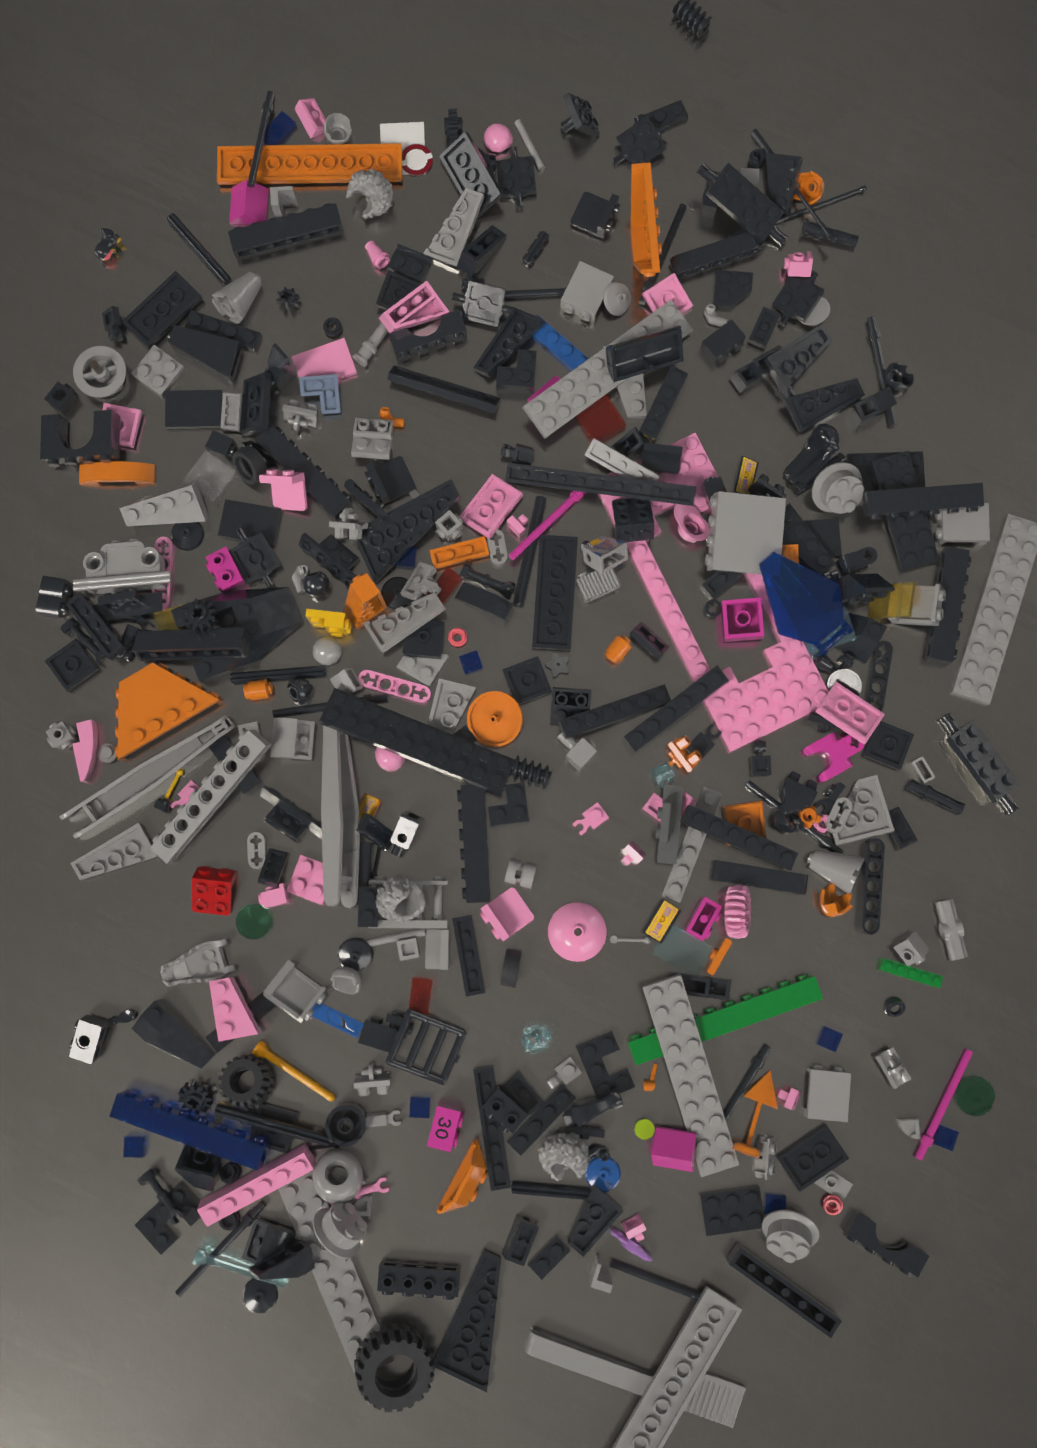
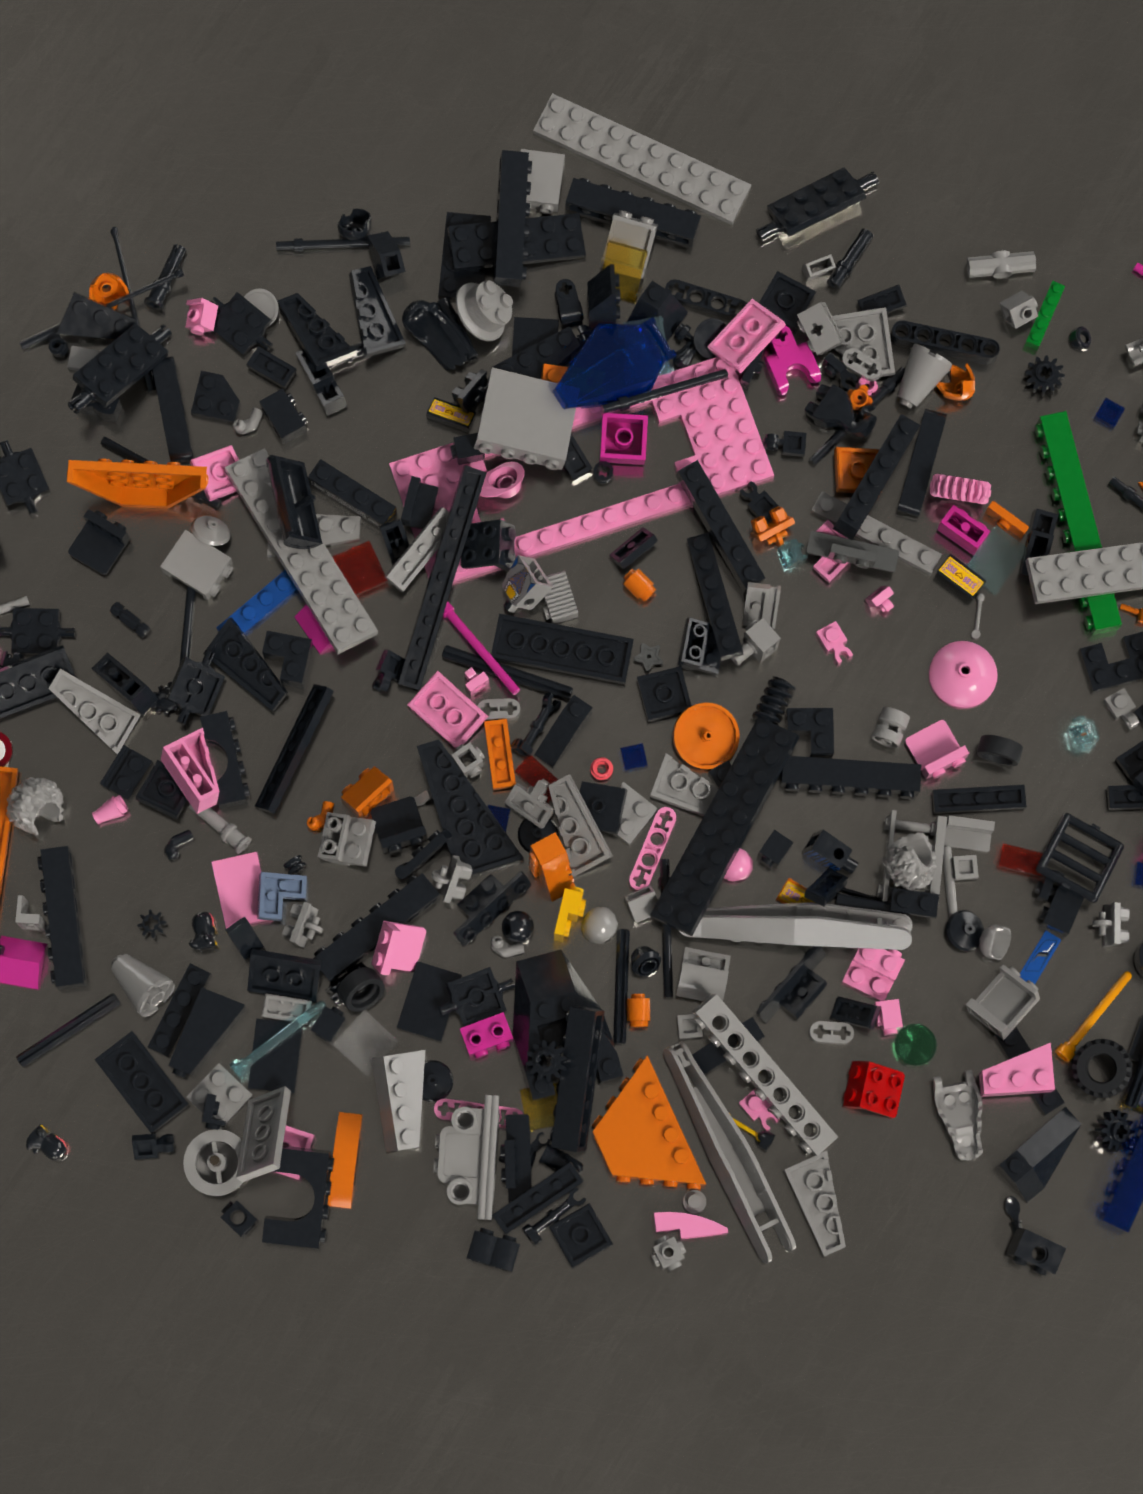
camera: 90 degrees left, 5 degrees down
(121, 402) = (263, 1134): none -> light grey plate
(140, 360) = (211, 1108): none -> black bracket
(181, 382) = (242, 1065): none -> clear light blue piece
(286, 339) = (204, 929): none -> black animal
(329, 322) = (194, 868): black plate -> none
(348, 402) = (295, 865): none -> black bush
(357, 308) = (175, 841): none -> black arm
(404, 786) = (774, 849): none -> black brick
(412, 449) = (367, 792): none -> orange slope
(612, 751) = (760, 603): none -> light grey plate
(771, 614) = (624, 402): none -> black bar
(861, 980) = (1046, 367): none -> black gear
(863, 784) = (821, 316): none -> light grey brick

